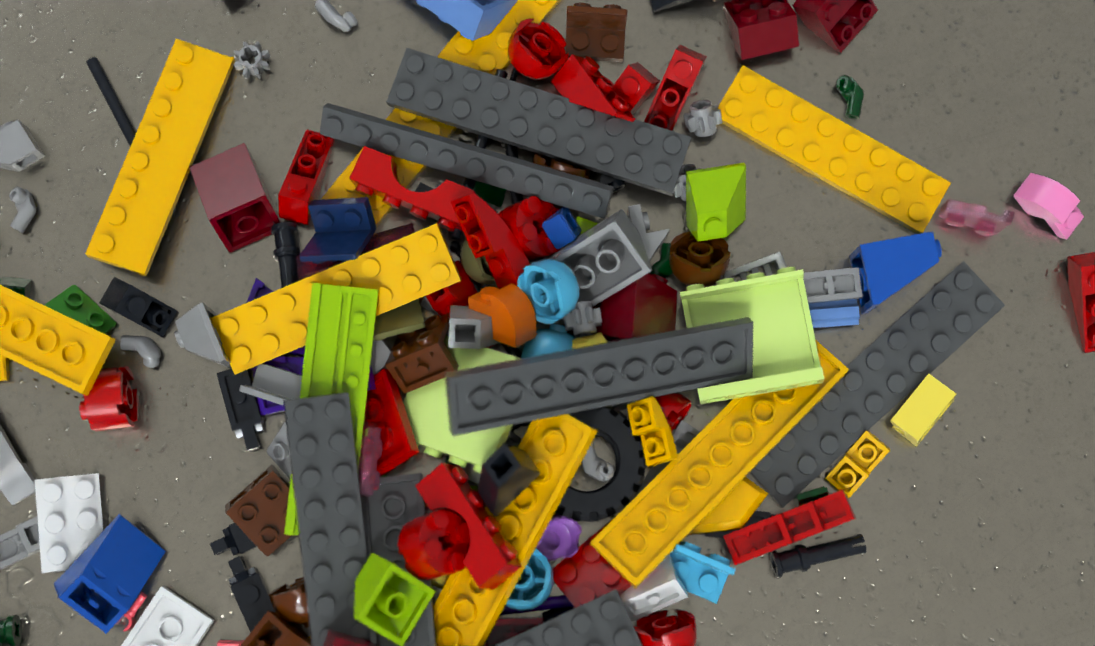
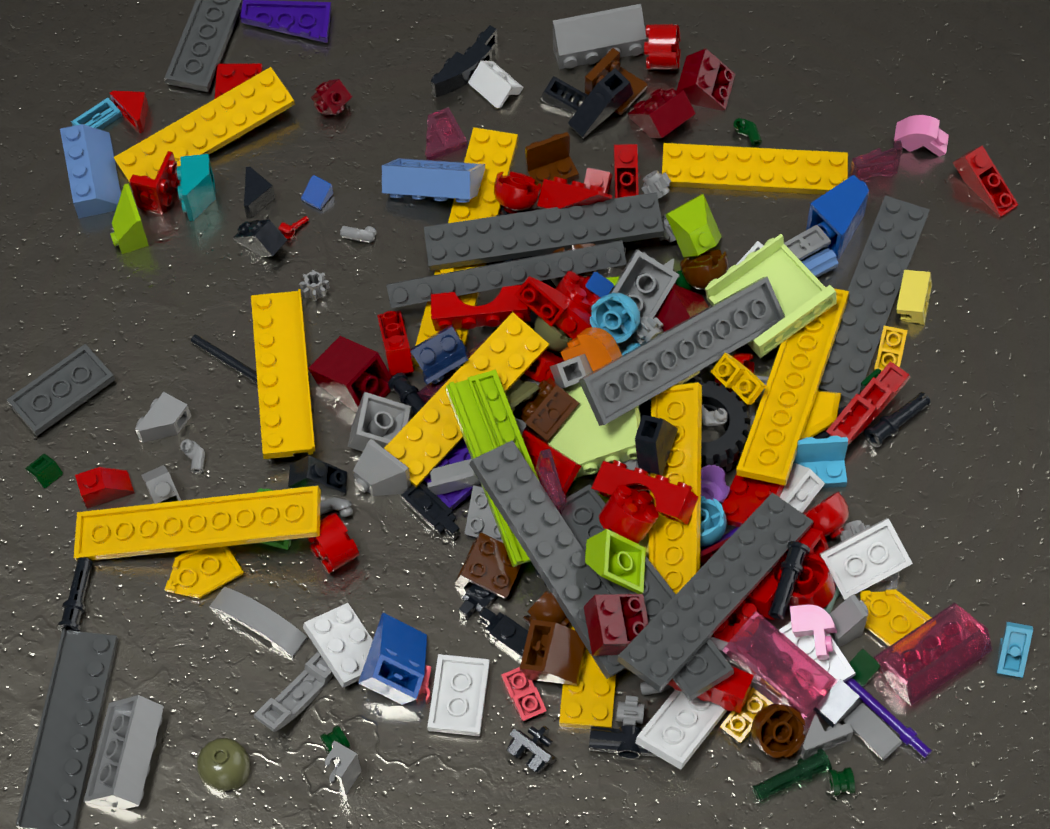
camera: 25 degrees left, 20 degrees down
(234, 274) = (377, 420): none -> light grey slope

